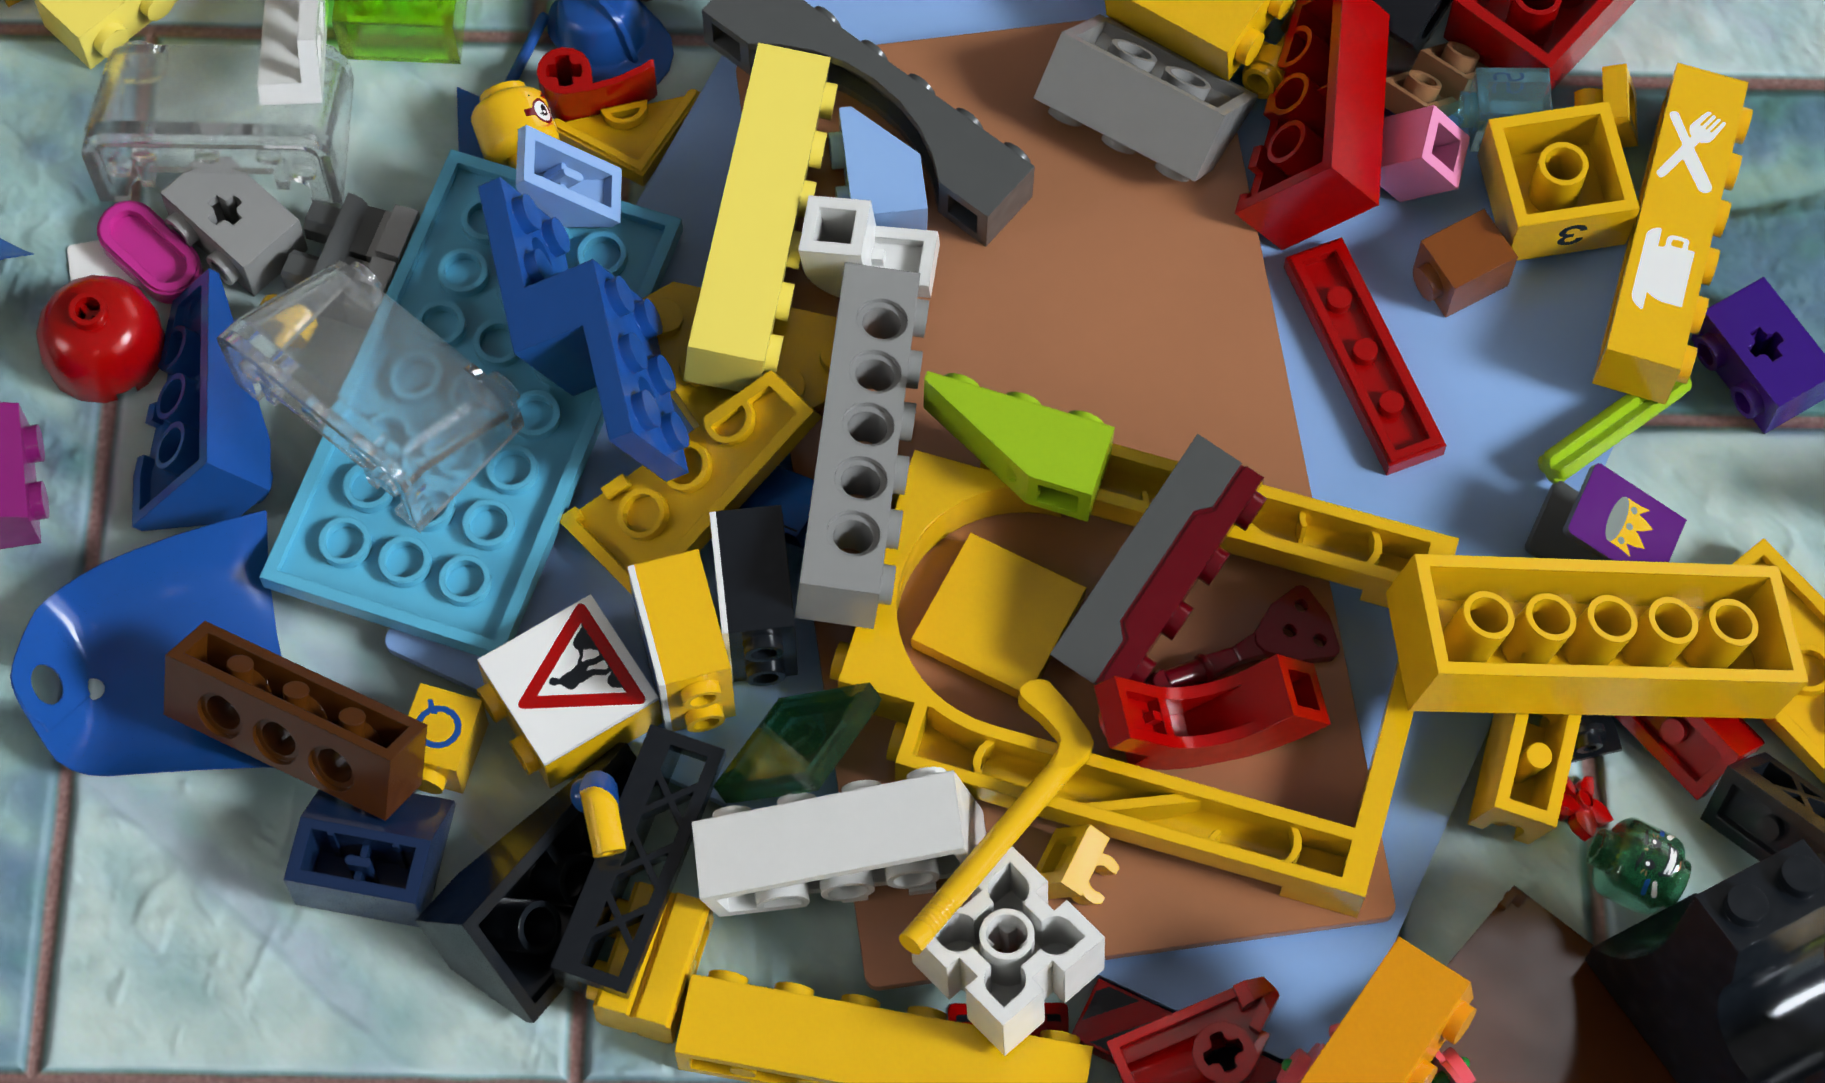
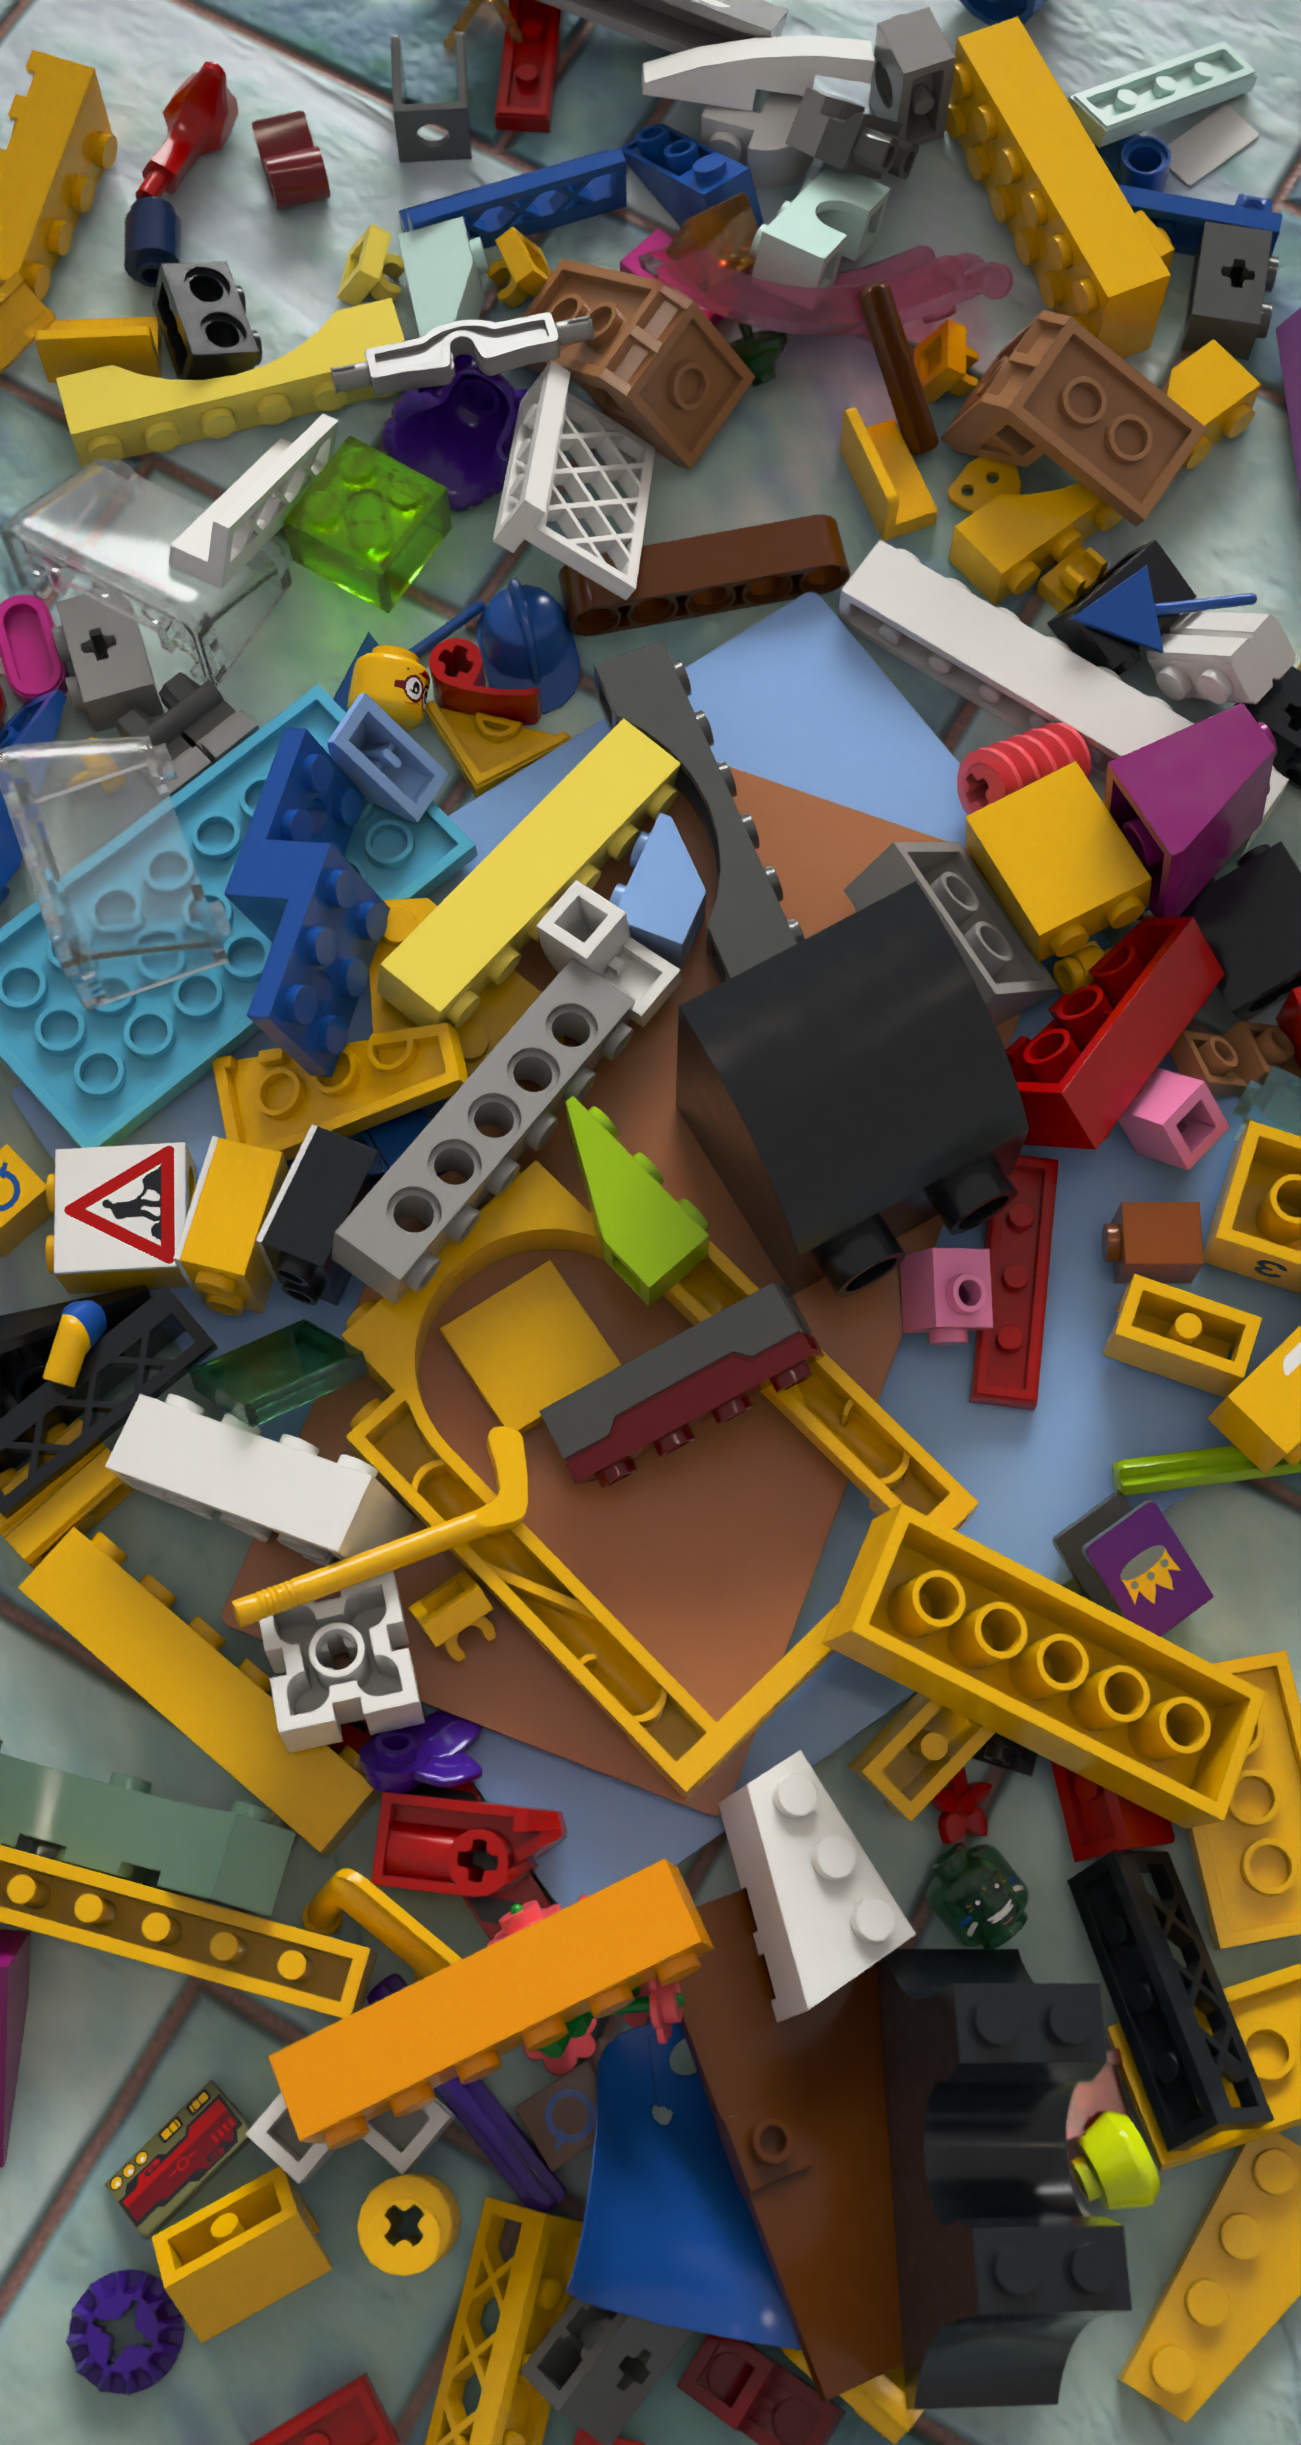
camera: 30 degrees right, 5 degrees up
(1119, 991) = (422, 1753): none -> dark purple plate
(1160, 256) = (853, 1094): none -> black brick
(1212, 720) = (649, 1546): red arch -> none
(1264, 642) = (753, 1501): dark red piece -> none
(1320, 389) = (946, 1293): none -> bright pink brick
(1504, 921) = (809, 1886): none -> white wedge
(1535, 325) = (1182, 1336): none -> yellow brick

